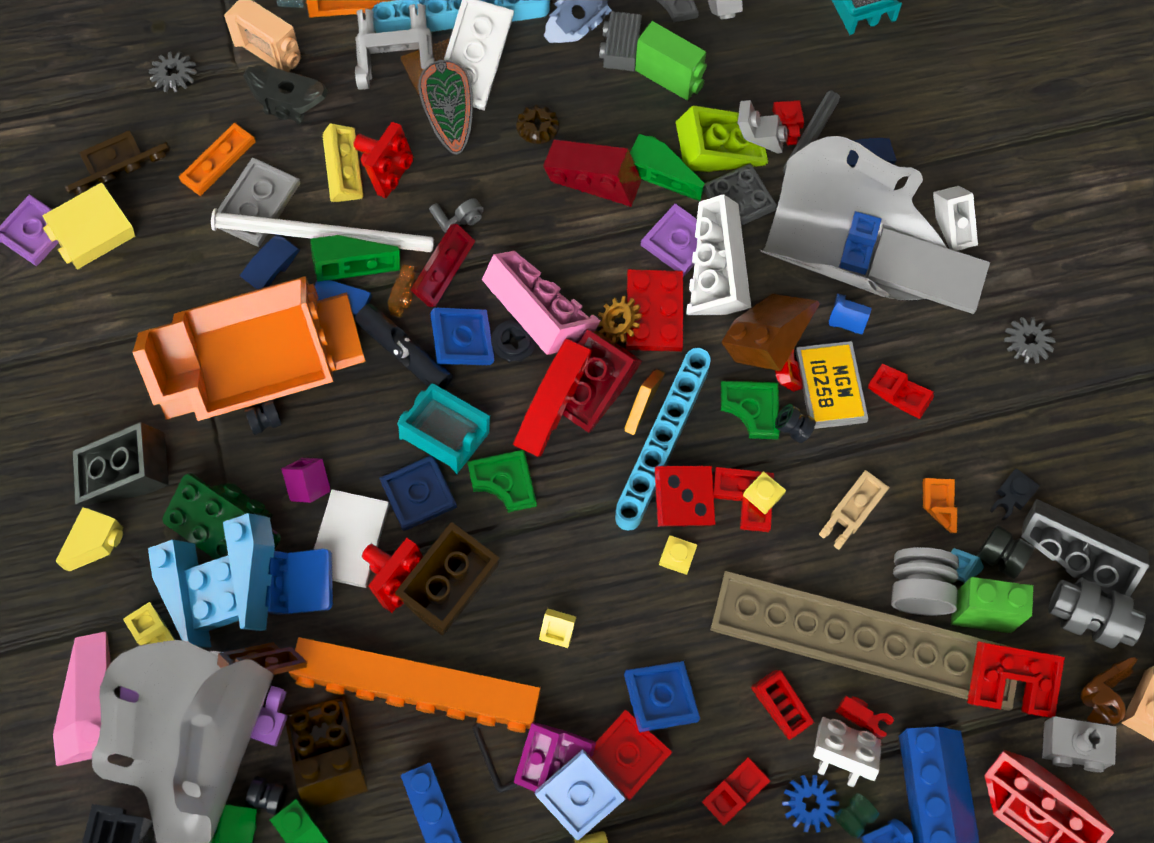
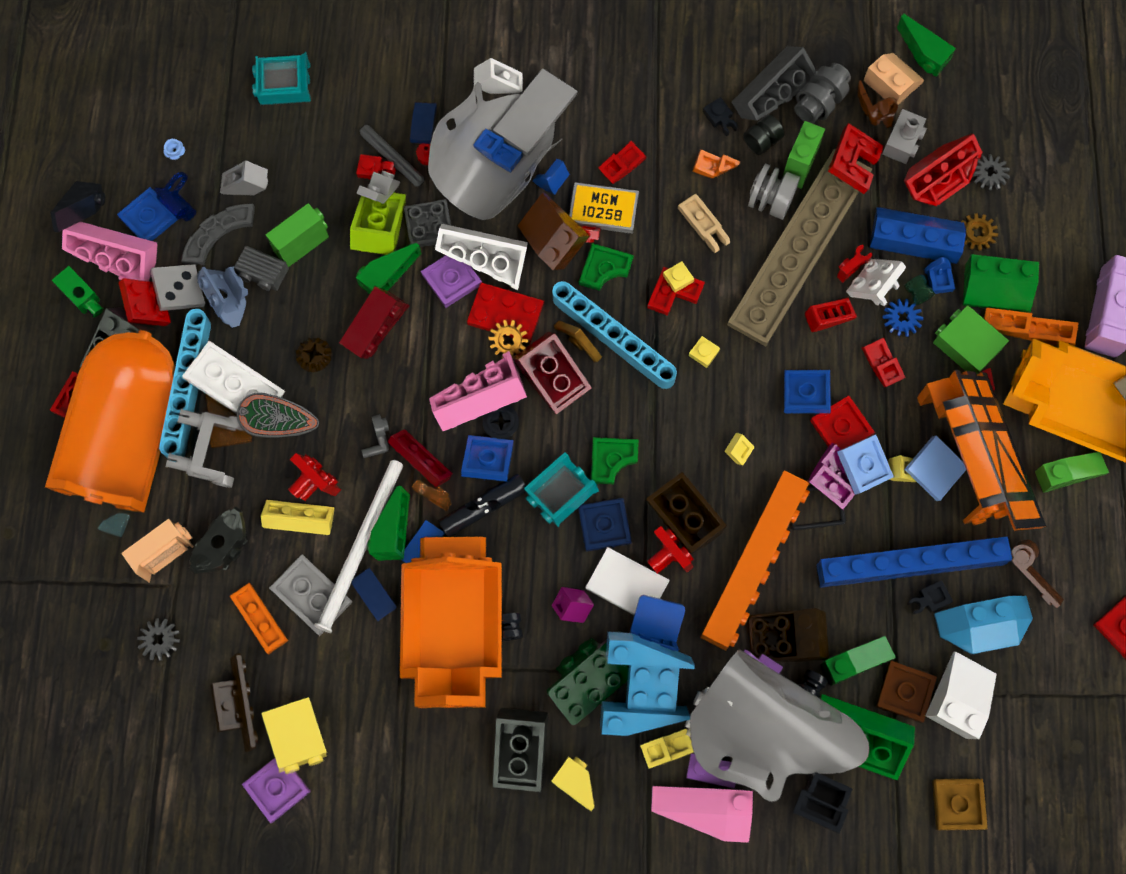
camera: 70 degrees left, 5 degrees up
(267, 656) = (720, 662): reddish brown slope -> none
(552, 396) = (561, 402): red slope -> none
(684, 496) = (665, 332): red tile -> none
(793, 422) = (630, 240): black wheel -> none
(968, 565) = (757, 166): medium azure slope -> none
(1032, 350) = (607, 72): dark grey gear -> none

